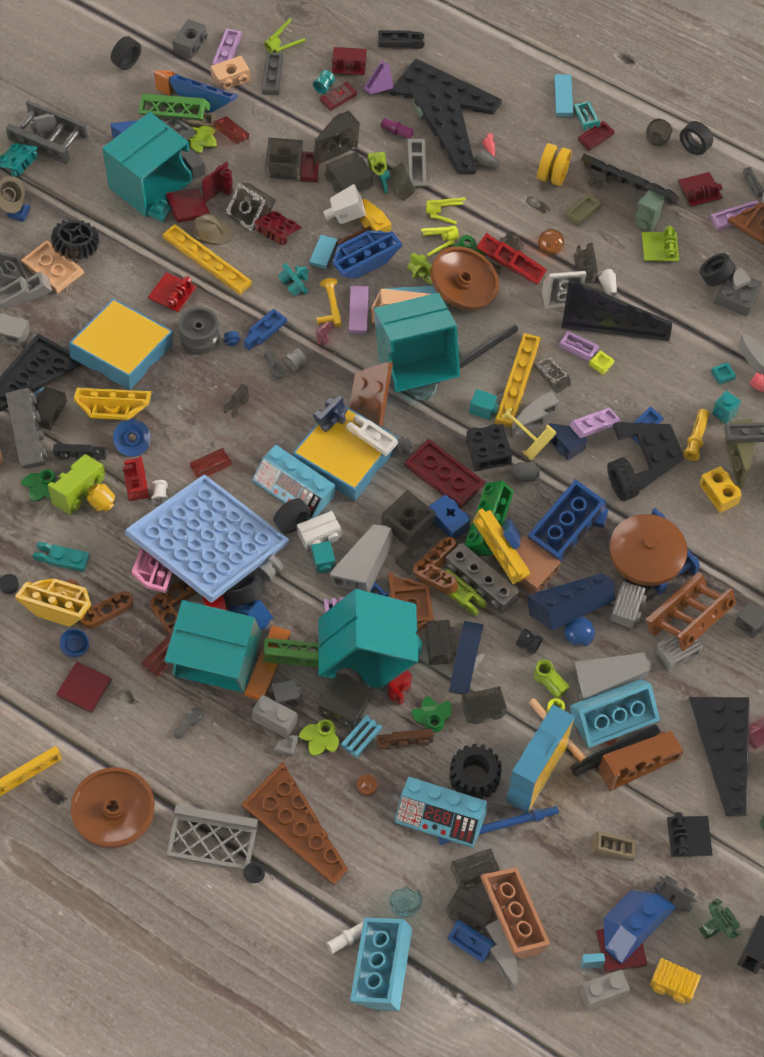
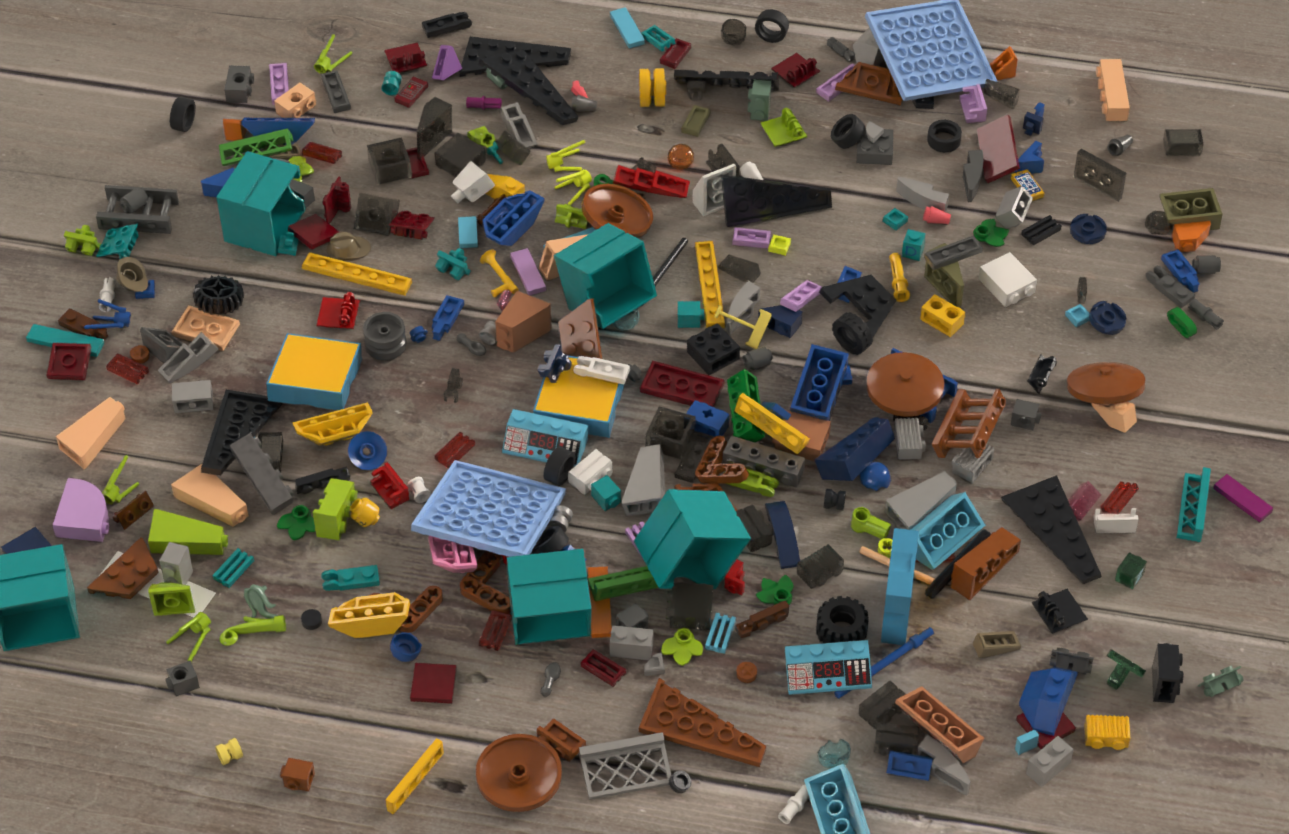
camera: 20 degrees left, 10 degrees down
(167, 788) = (561, 739): none -> dark orange bracket
(248, 744) = (600, 670): none -> dark red tile
(325, 360) = (522, 322): none -> nougat slope

